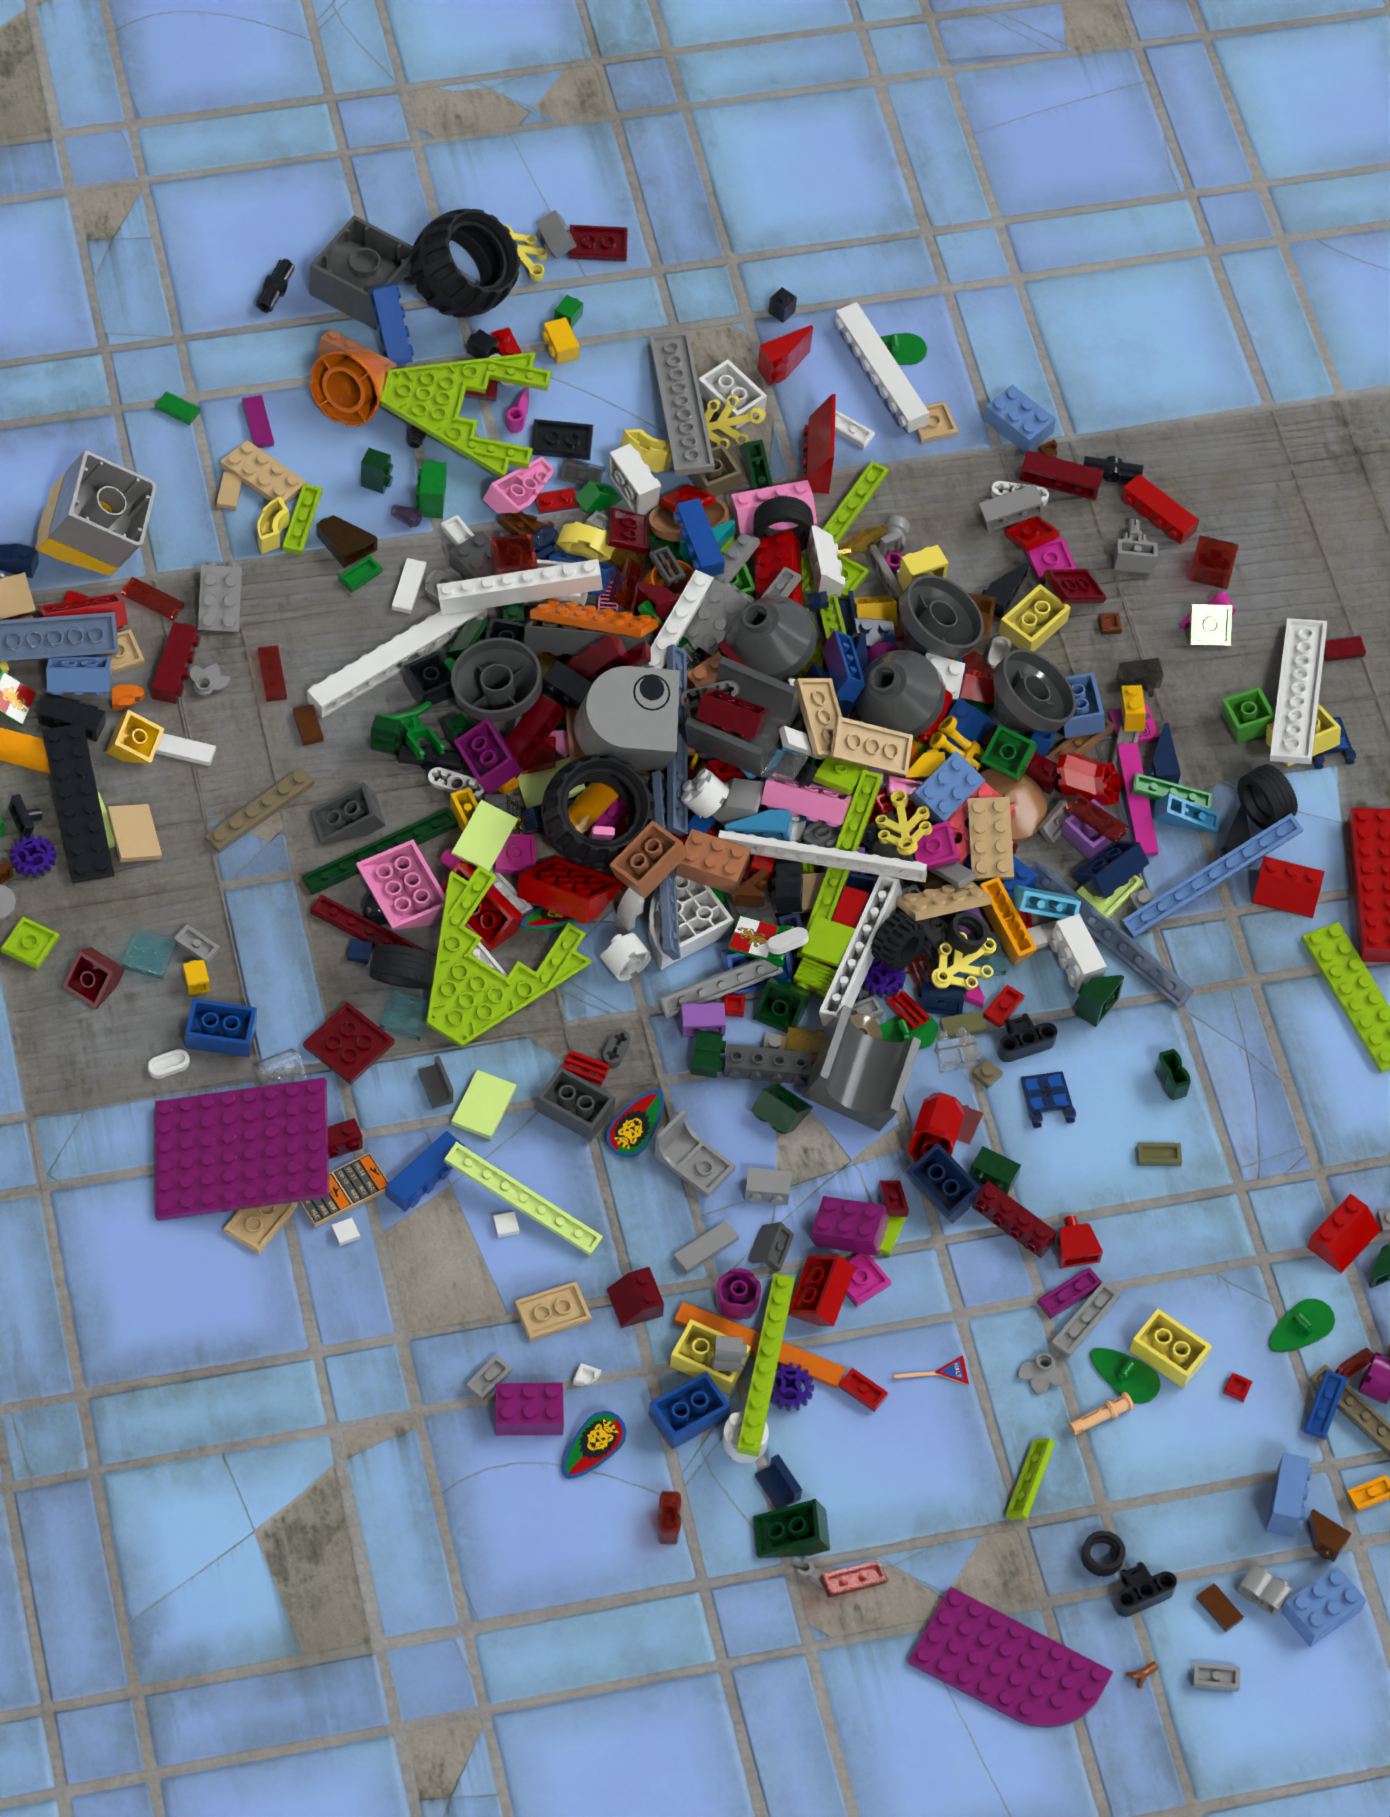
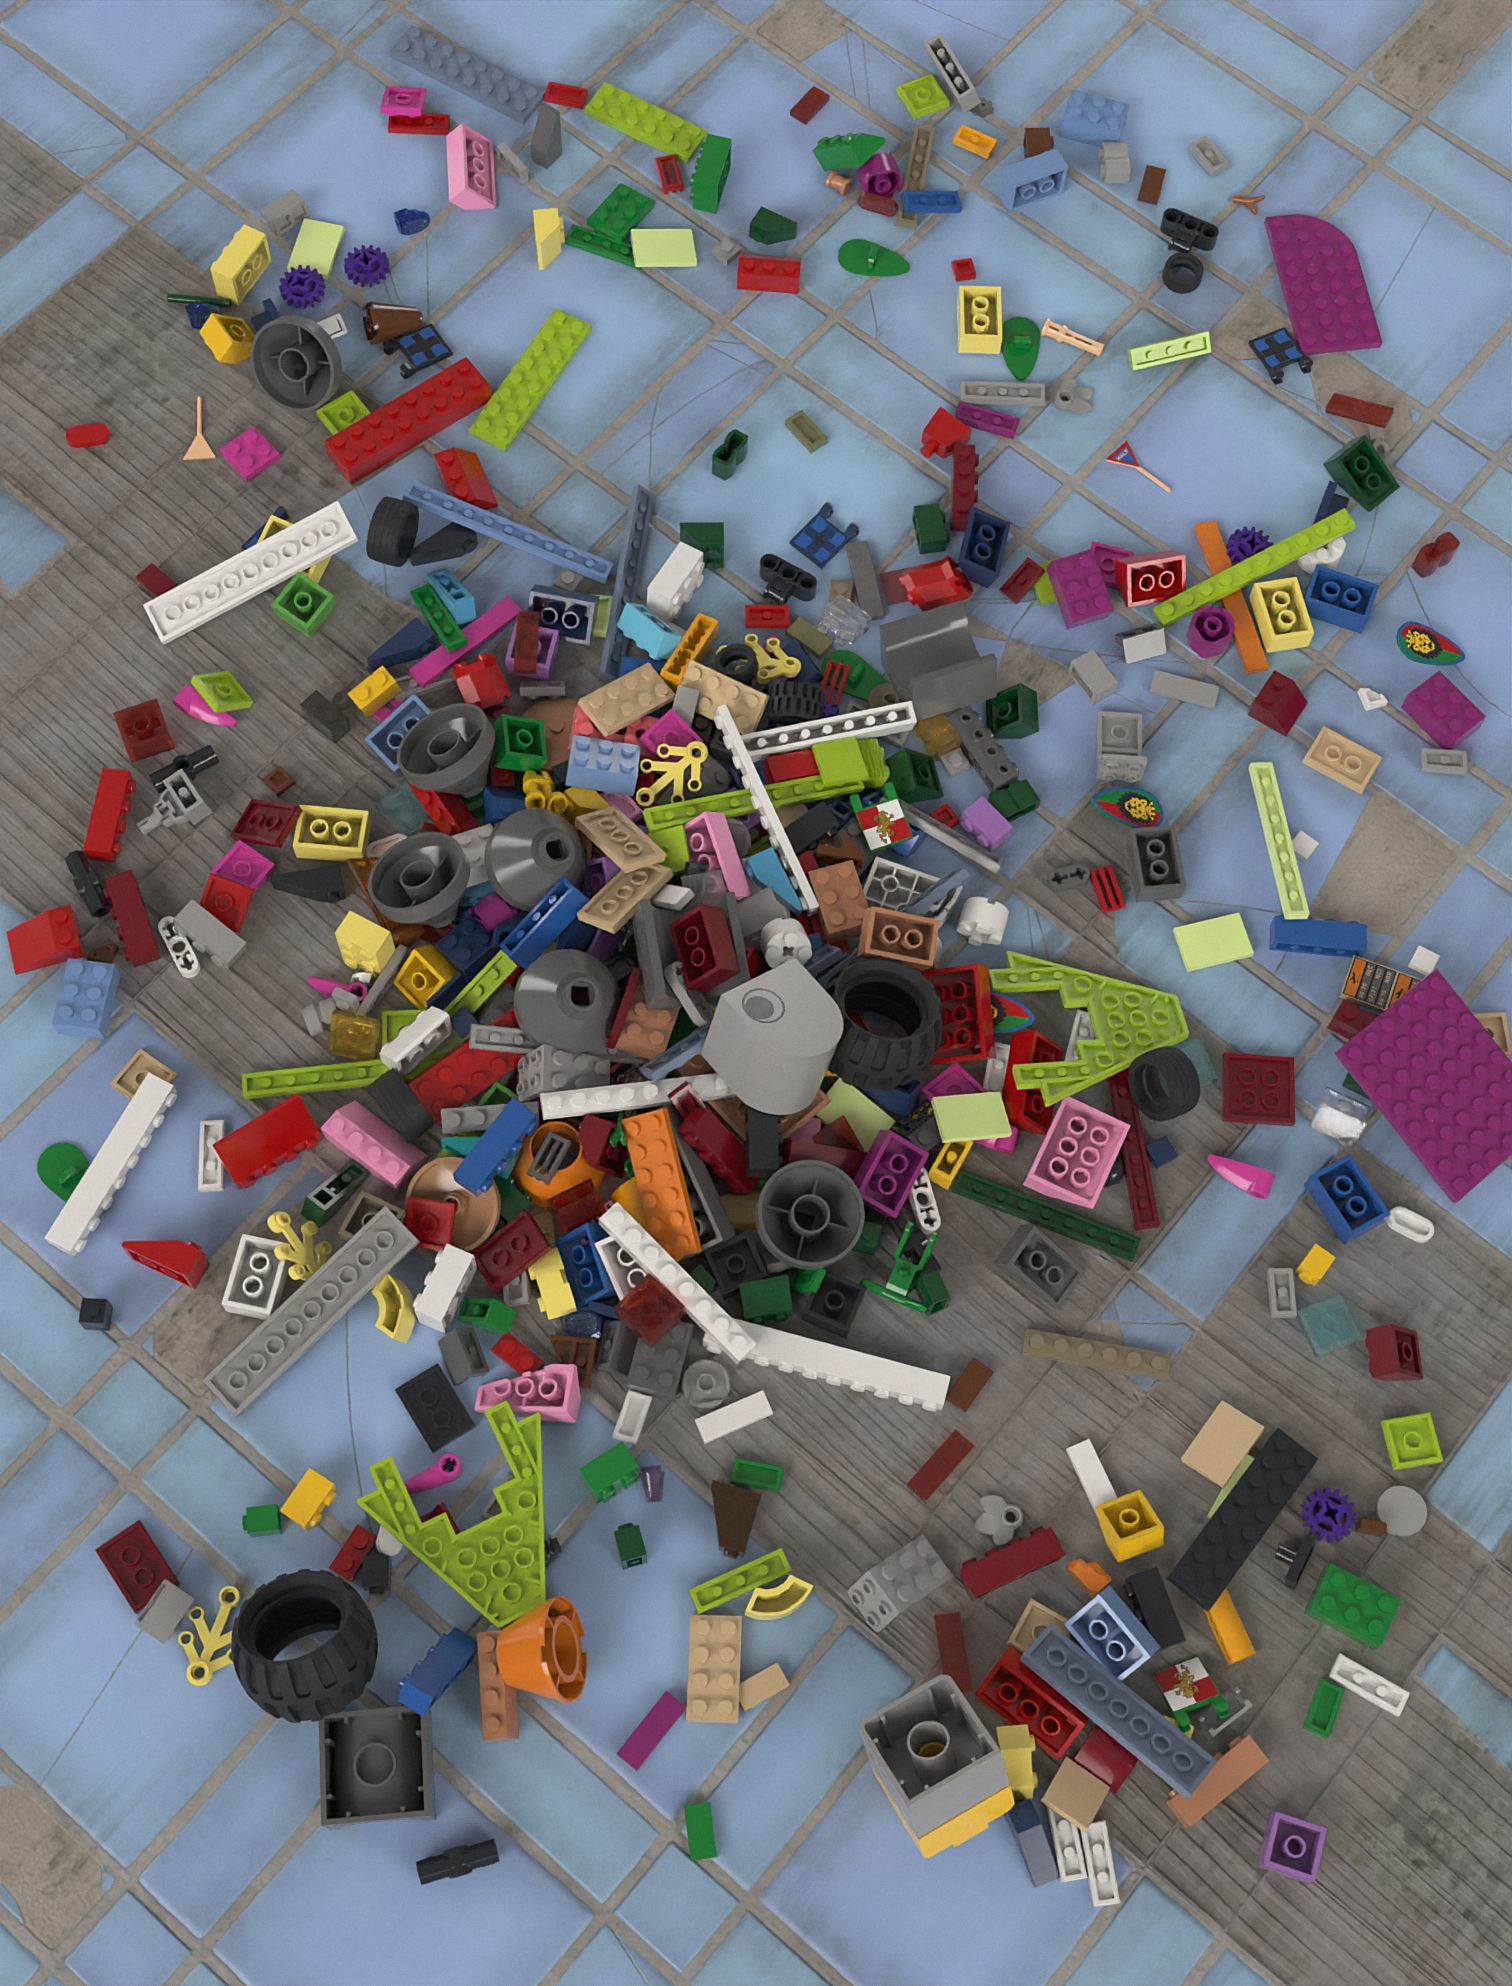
camera: 125 degrees left, 10 degrees up
(58, 578) = (1016, 1752): none -> light yellow brick
(295, 987) = (1247, 1177): none -> dark pink piece
(436, 1084) = (1230, 991): dark grey panel -> none
(602, 833) = (902, 1003): bright pink tile -> none
(729, 1354) = (1289, 577): light grey brick -> none
(788, 940) = (870, 787): white tile -> none
(863, 1389) = (1202, 501): red plate -> none
(964, 1570) = (1277, 351): none -> black flag
(984, 1097) = (865, 579): none -> flat silver tile
(1084, 426) = (46, 940): none -> red slope
(1163, 572) = (196, 763): none -> black piece

